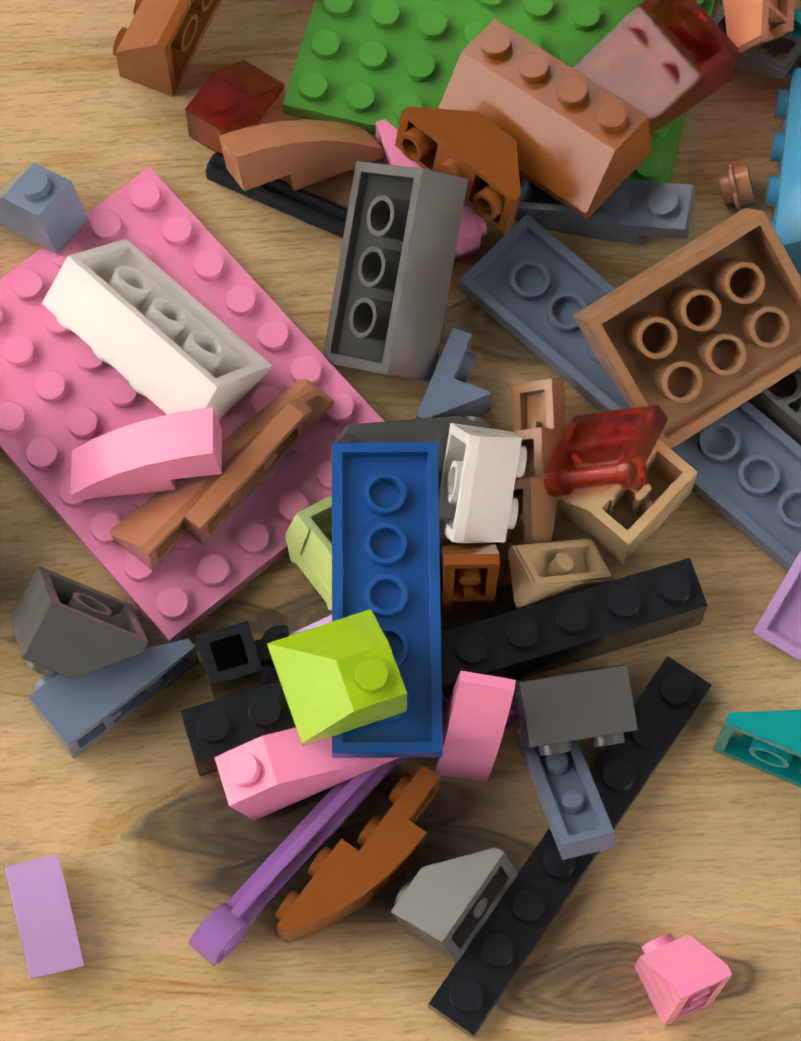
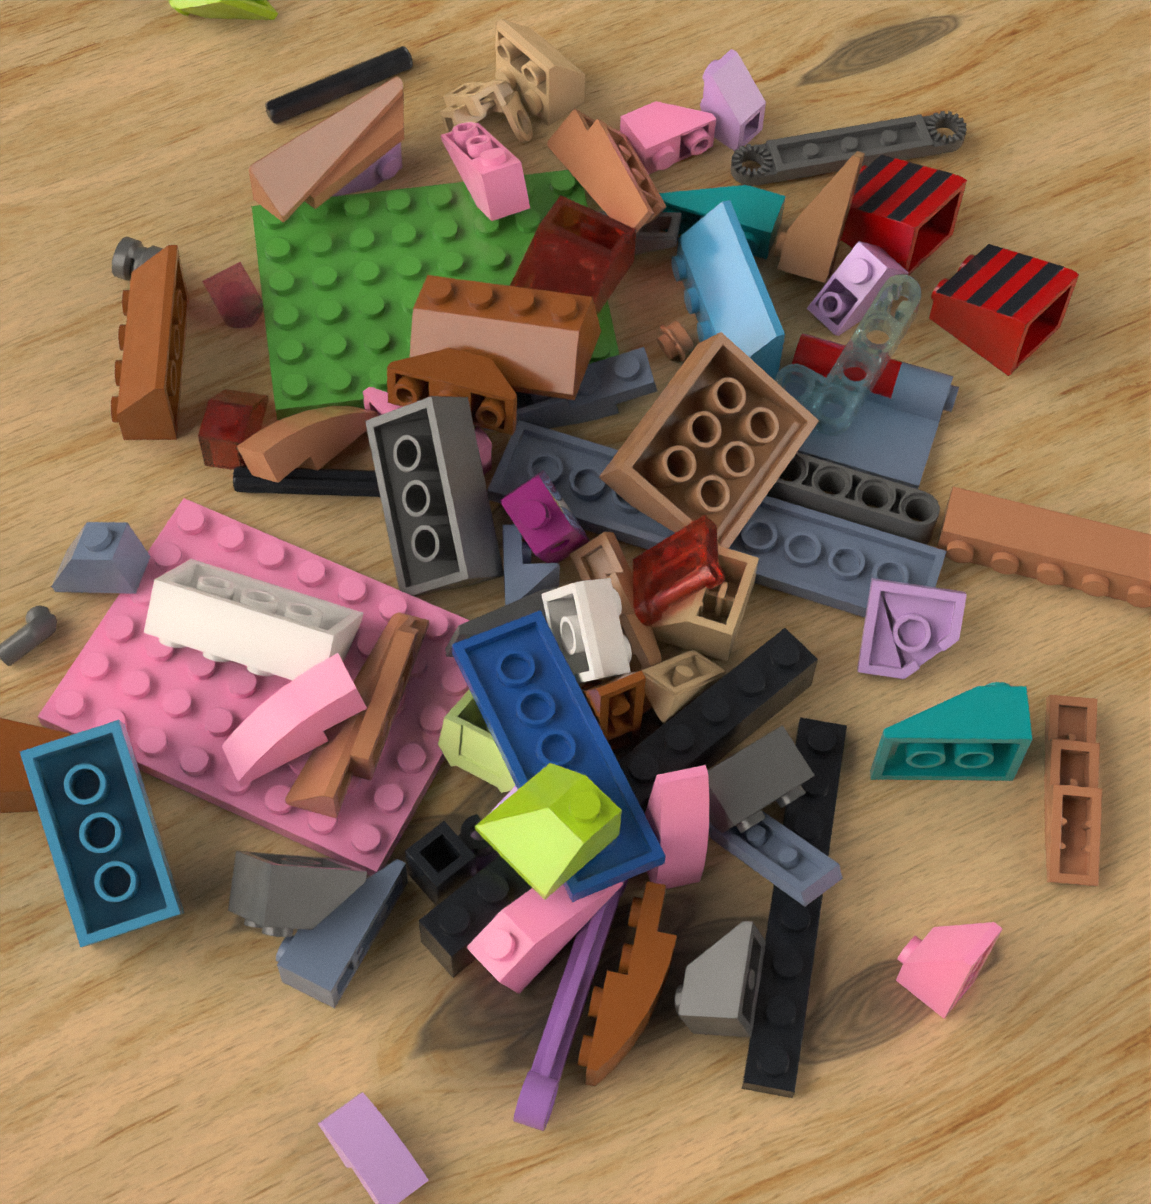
camera: 25 degrees left, 10 degrees down
(497, 337) = (544, 519): none -> magenta torso

